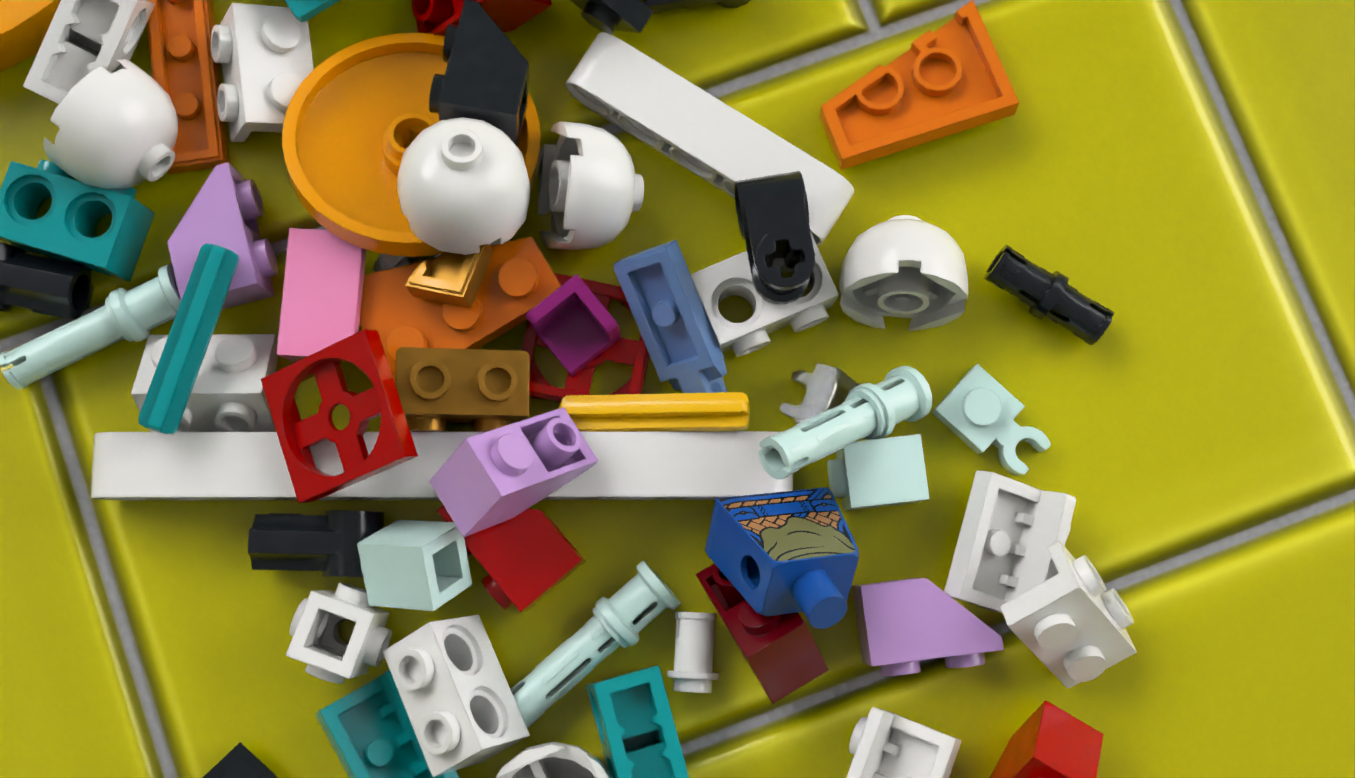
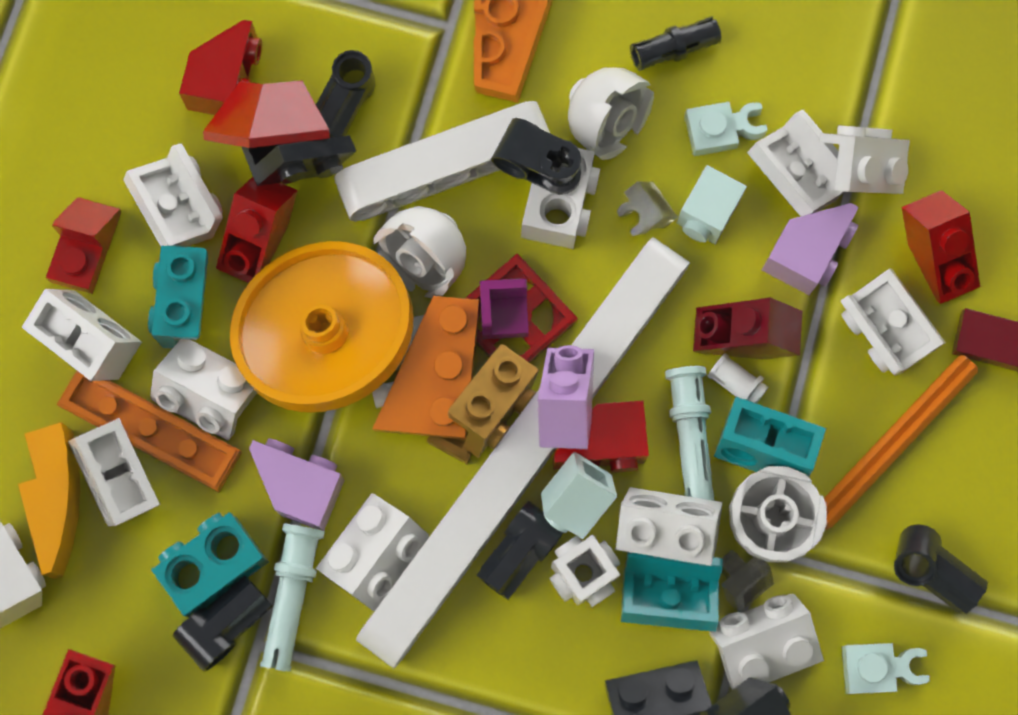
camera: 55 degrees left, 5 degrees down
(114, 129) = (185, 491): white cylinder -> none
(188, 339) = (348, 532): teal axle -> none
(297, 435) = (503, 447): red piece -> none
(319, 292) = (376, 442): bright pink panel -> none
(450, 277) = (424, 354): pearl gold tile -> none
(463, 186) = (380, 307): white cylinder -> none
(483, 75) = (323, 256): black slope -> none
(659, 412) = (588, 298): yellow axle -> none
(672, 319) = (543, 254): medium blue hinge -> none
(786, 552) = (722, 282): blue torso -> none
(867, 413) = (673, 185): light aqua pin -> none

